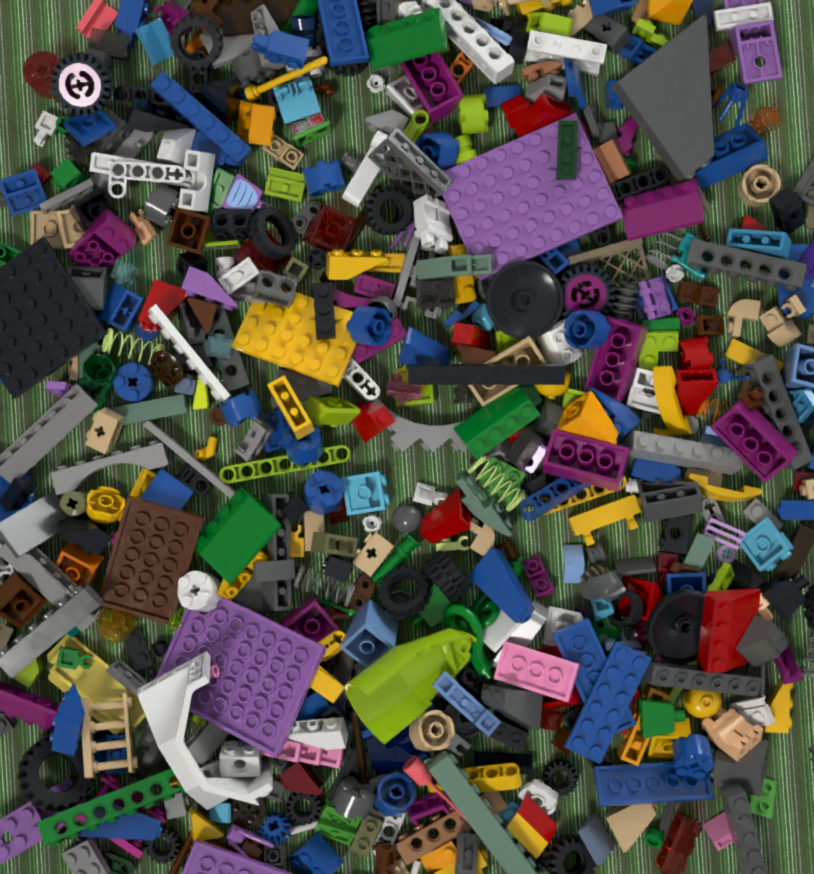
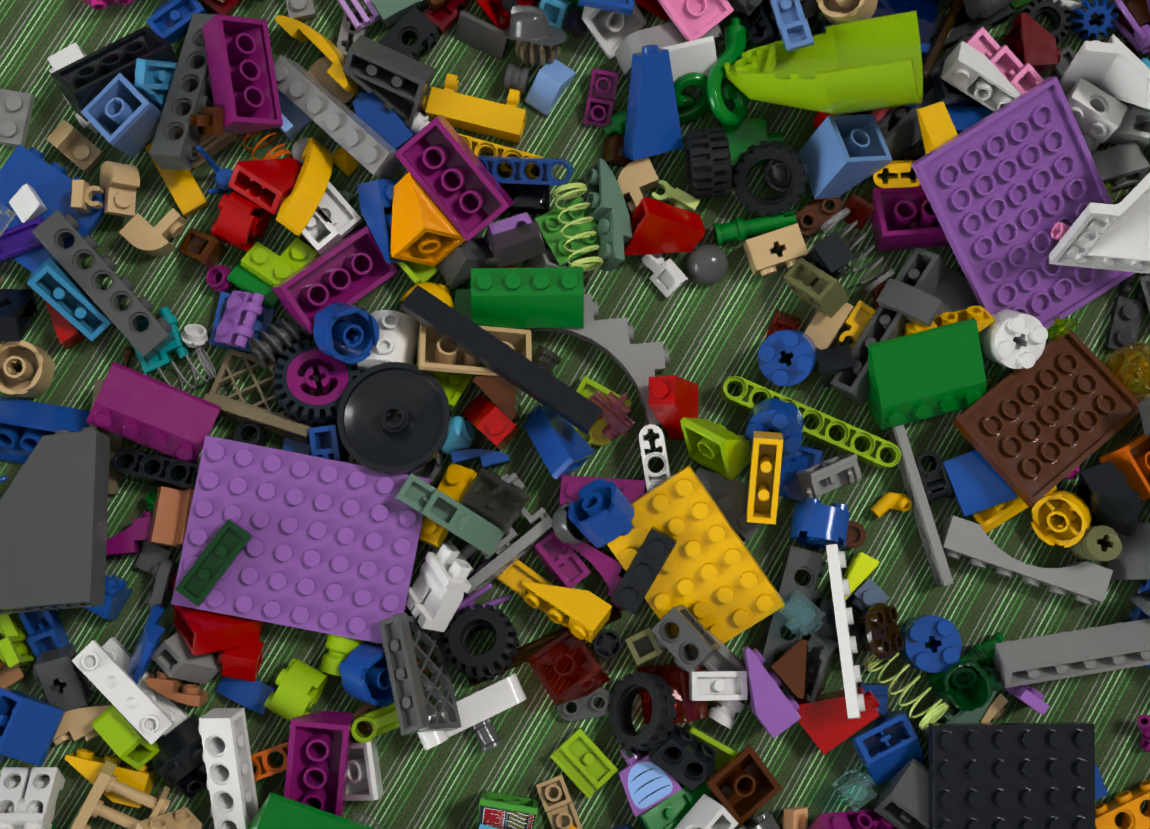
camera: 150 degrees left, 5 degrees down
(105, 430) = (1003, 609): tan brick -> none
(153, 409) = (934, 598): sand green slope -> none
(160, 648) = (1097, 309): black hinge -> none
(190, 259) = (767, 748): black panel -> none
(323, 178) = (532, 737): blue brick -> none
(350, 612) = (848, 197): green hinge -> none
(365, 493) = (737, 324): medium azure plate -> none
(376, 78) = (379, 814): white plate -> none
(377, 522) = (752, 279): white plate -> none
(387, 122) = (407, 753): light grey slope -> none
(494, 32) = (198, 775): light blue axle -> none
(697, 294) = (187, 293): reddish brown slope -> none

